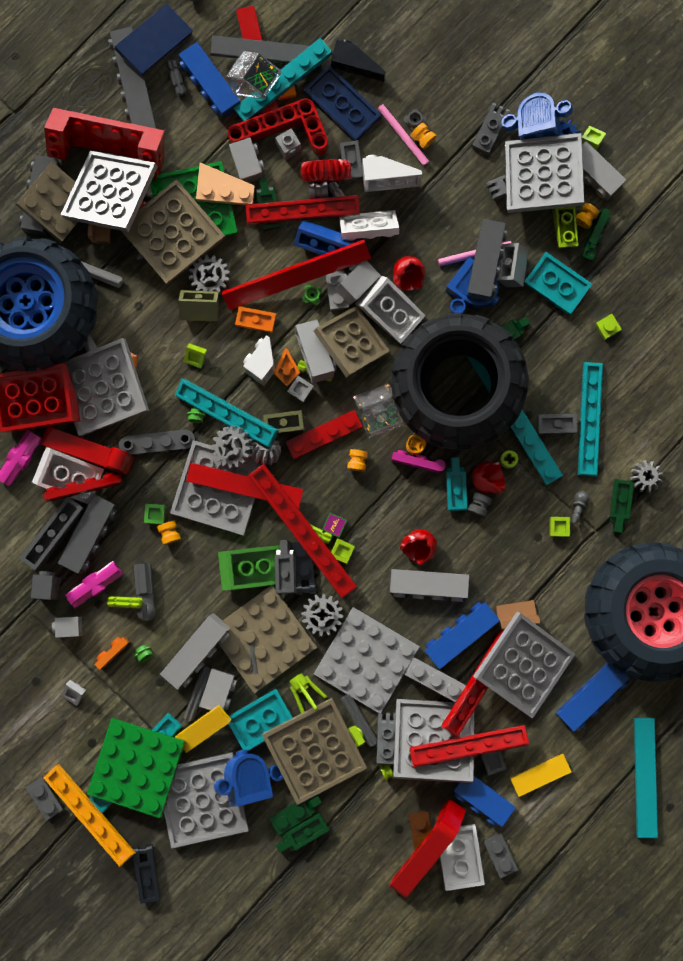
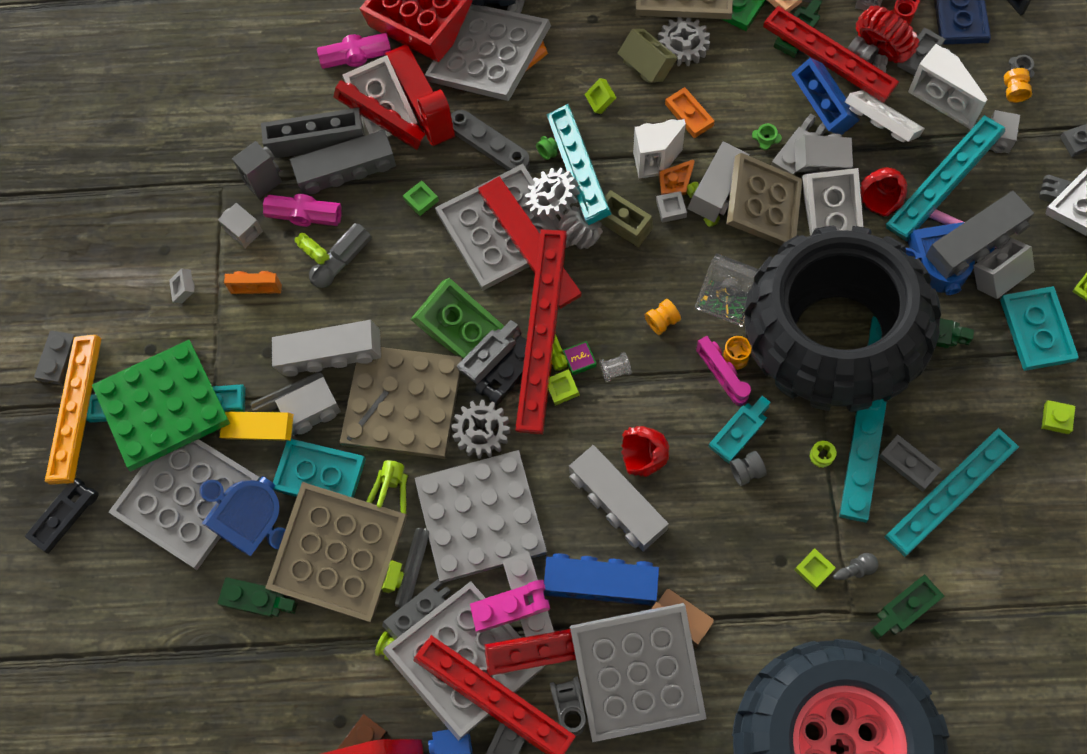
camera: 50 degrees right, 15 degrees down
(143, 653) = (279, 310): bright green plate -> none
(168, 532) = (417, 222): light orange wheel -> none
(296, 275) = (770, 100): red tile -> none
(303, 833) = (242, 625): dark green hinge -> none
(324, 434) = (653, 267): red plate -> none
(359, 513) = (615, 367): none -> clear bush
(403, 135) = (996, 44): bright pink bar -> none
(433, 695) = (509, 606): none -> dark pink plate
(435, 234) = (945, 177): none -> teal tile
(440, 176) = (1008, 139): none -> light grey brick
(488, 478) = (783, 449): red hair -> none
(503, 711) = (568, 701): none -> dark grey piece
(640, 480) = (966, 615): light grey gear -> none

